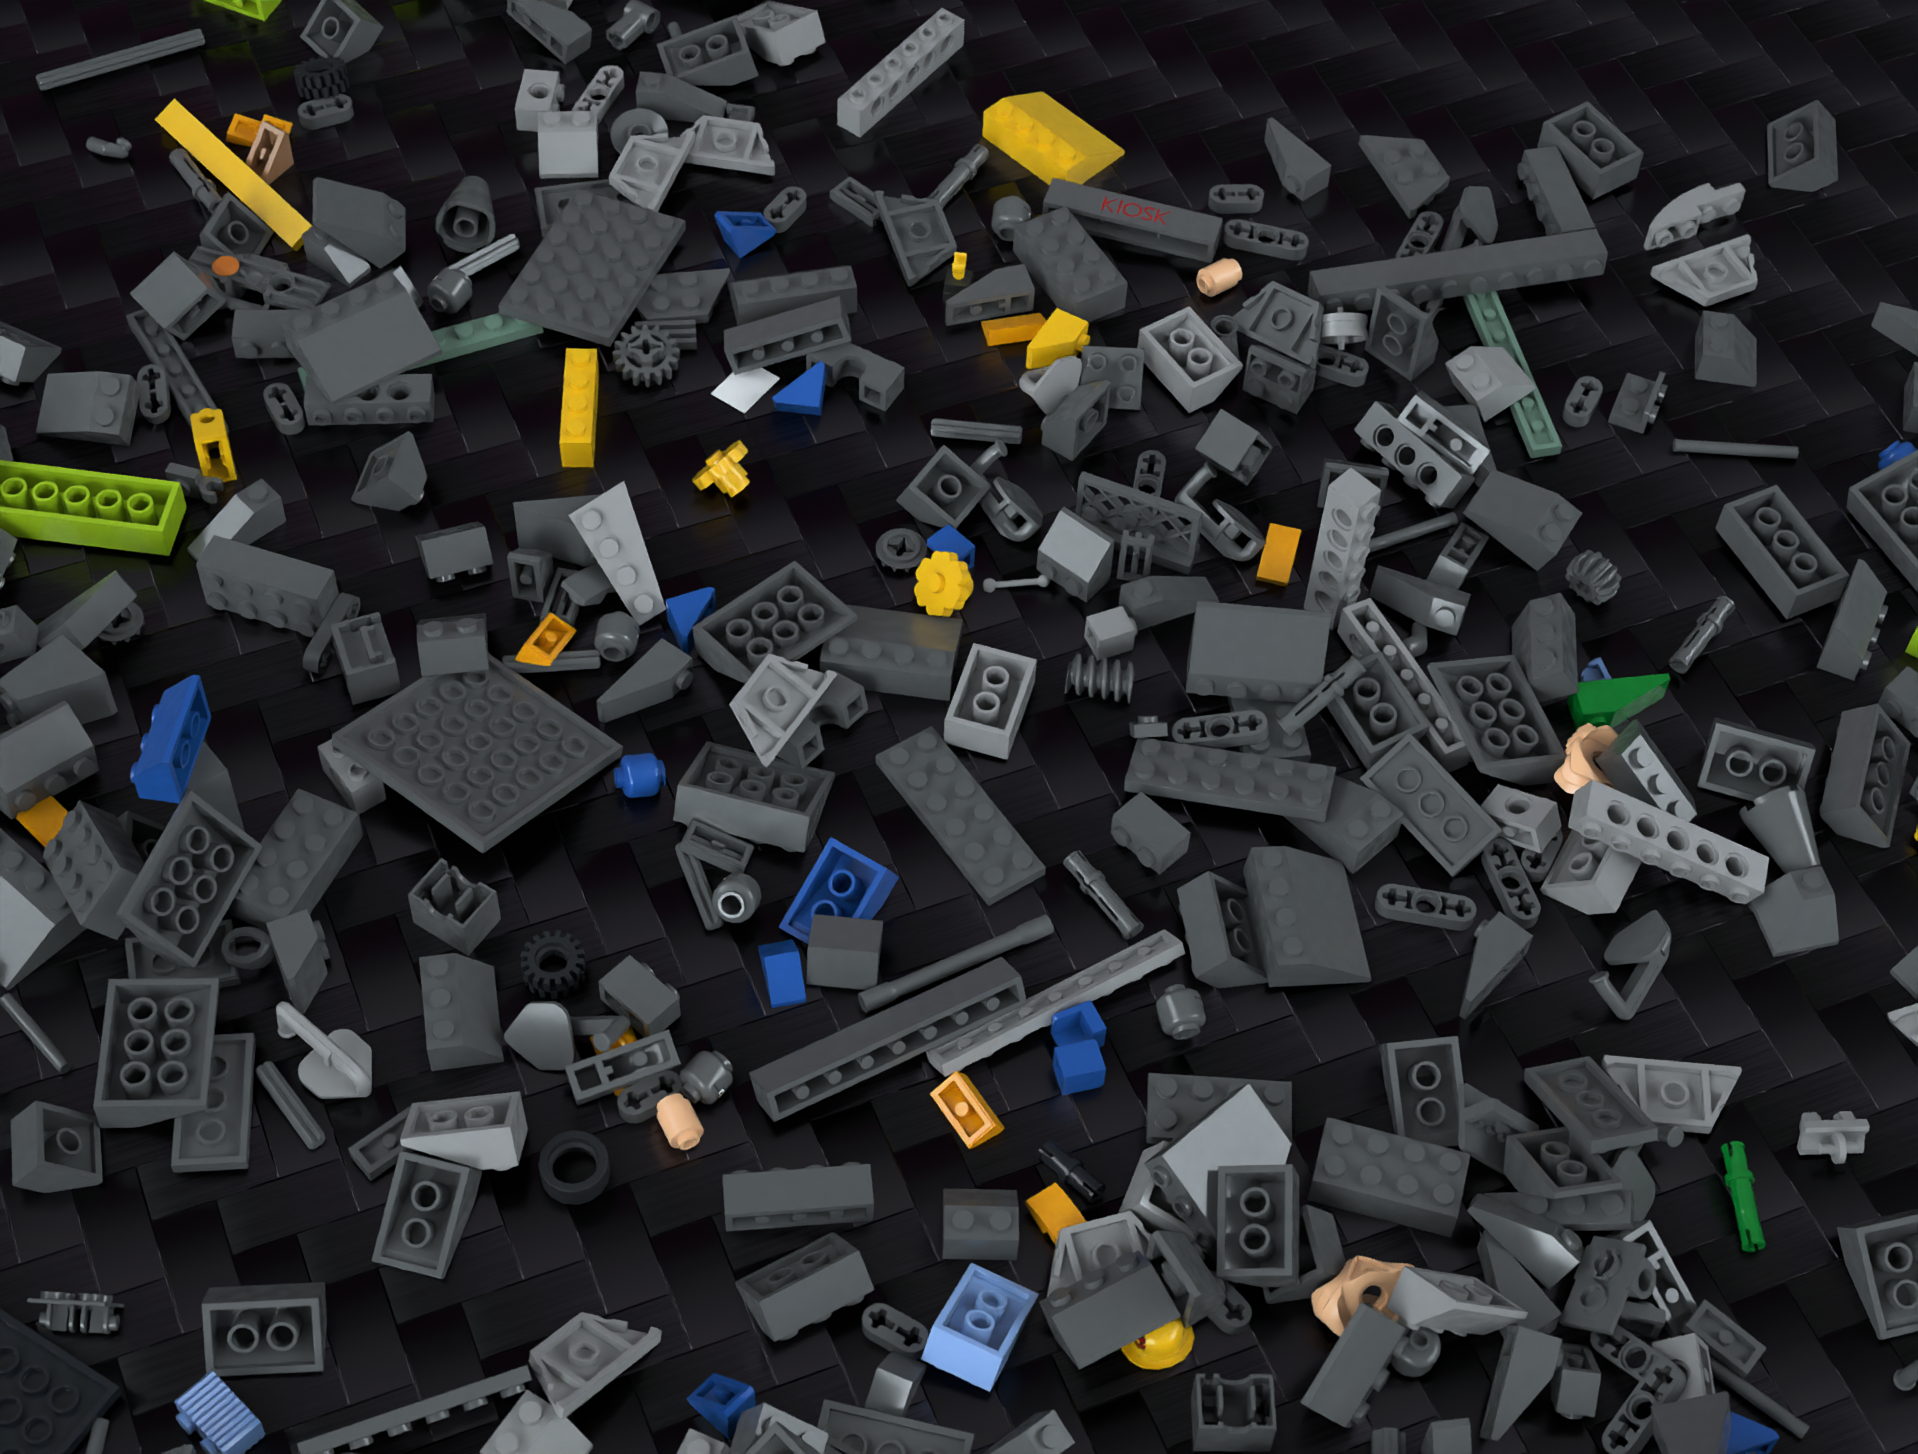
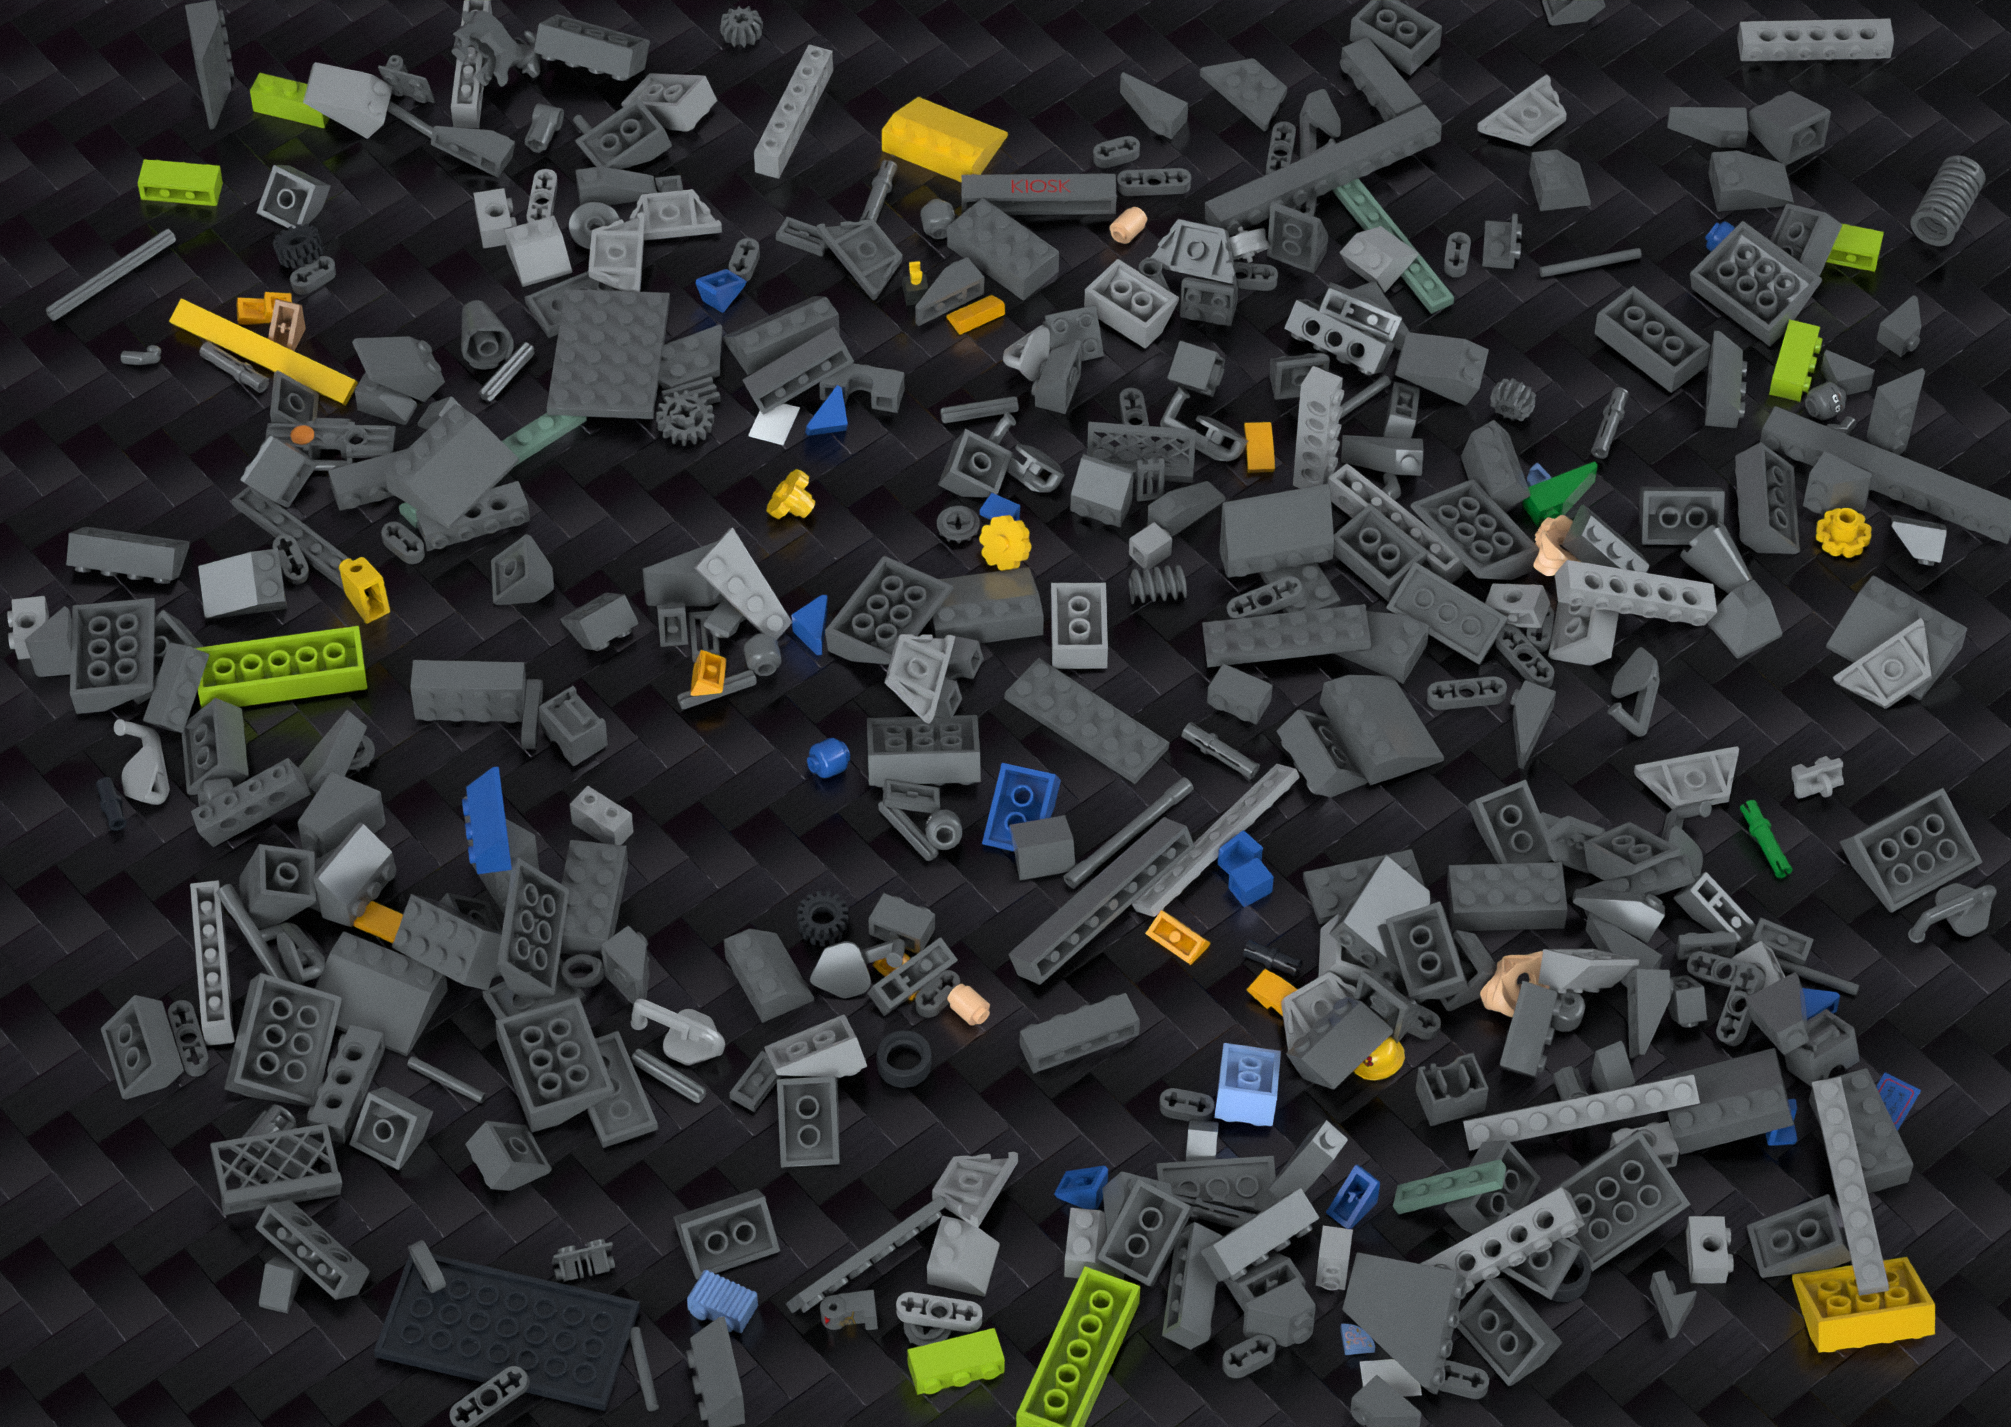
camera: 15 degrees left, 0 degrees up
(193, 483) = (365, 623): dark grey plate -> none
(244, 517) = (417, 642): dark grey slope -> none
(449, 291) = (497, 406): dark grey head -> none
(453, 644) = (638, 695): dark grey slope -> none
(454, 907) = (734, 897): dark grey piece -> none
(477, 750) = (695, 769): dark grey plate -> none
(579, 408) = (650, 476): yellow brick -> none
(648, 682) = (804, 683): dark grey slope -> none
(706, 1077) = (976, 966): dark grey head -> none
(782, 973) = (1000, 876): blue slope -> none
(805, 1286) = (1110, 1092): dark grey slope -> none
(980, 1224) = (1221, 1014): dark grey slope -> none
(990, 585) = (1039, 533): light grey hinge -> none
(1058, 338) = (1018, 315): yellow slope -> none
(1148, 727) = (1208, 612): dark grey plate -> none
(1181, 1012) = (1312, 821): dark grey head -> none
(1321, 696) = (1343, 542): dark grey pin -> none
(1590, 1105) = (1637, 802): dark grey plate -> none
(1604, 1280) = (1686, 924): dark grey piece -> none
(1685, 213) = (1493, 64): light grey slope -> none

